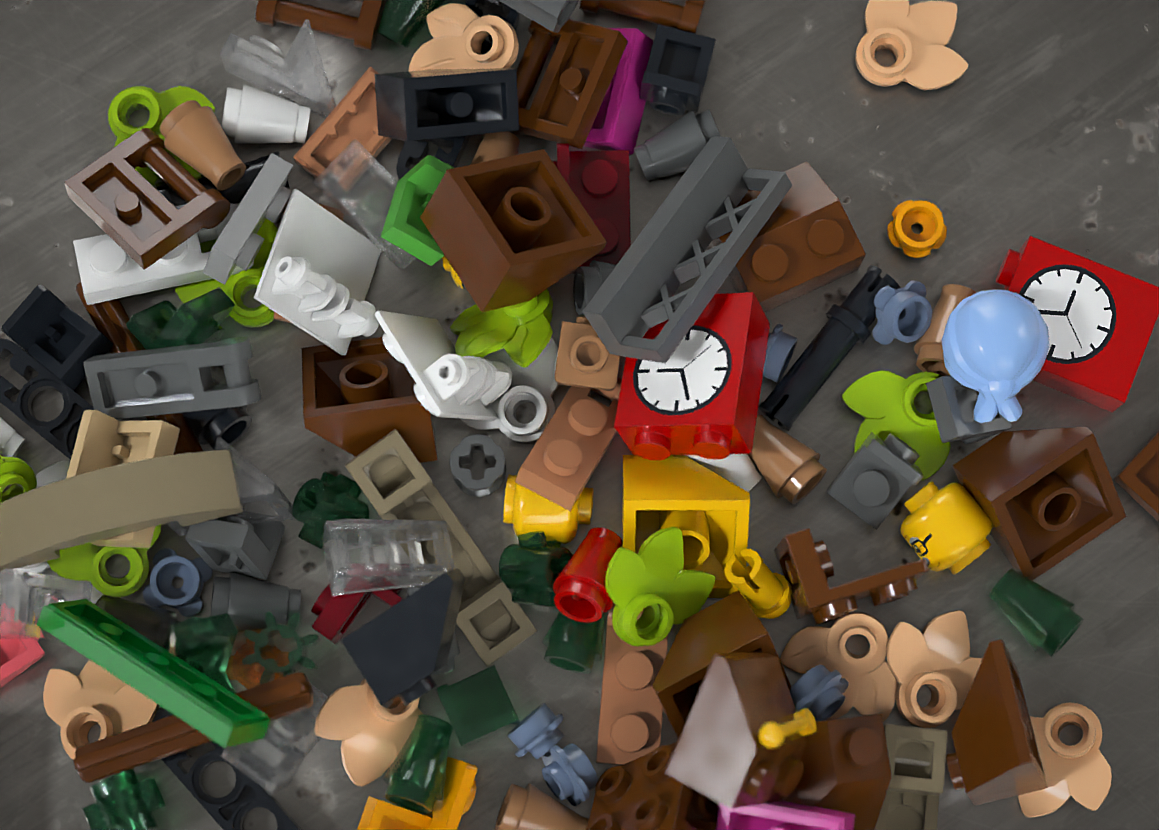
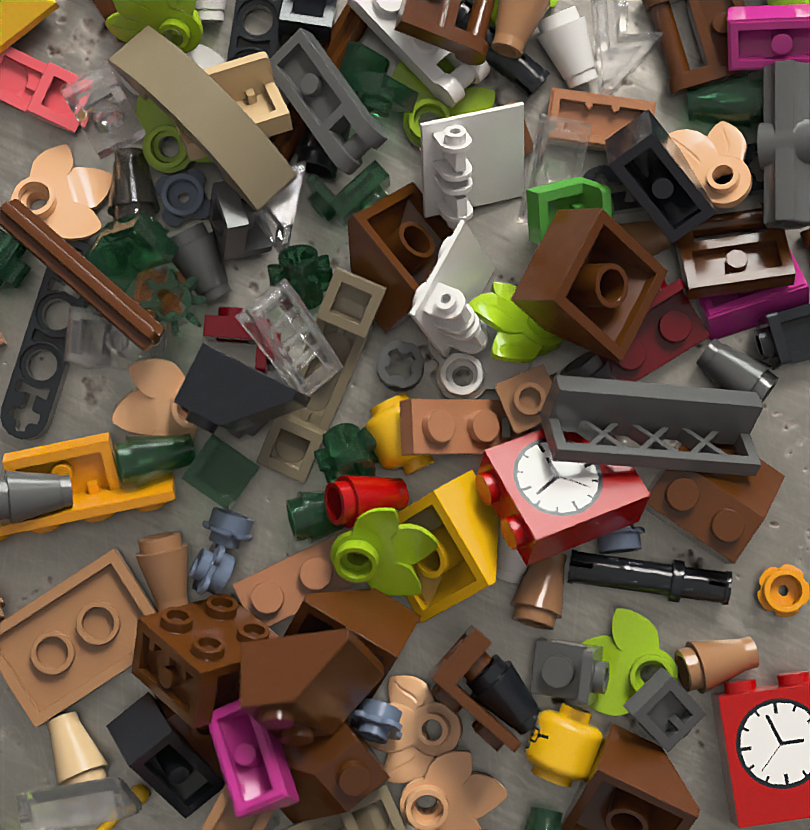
camera: 60 degrees right, 5 degrees up
(154, 672) = (99, 221): green tile -> none
(239, 239) = (458, 85): light grey plate -> none
(284, 405) = (357, 195): none -> clear green bracket
(764, 590) = (433, 635): yellow pin -> none
(773, 734) = (313, 706): yellow hinge -> none
(865, 553) = (505, 695): none -> black cone
(902, 313) = (707, 617): sand blue plate -> none
(995, 347) = (718, 704): light blue hat -> none

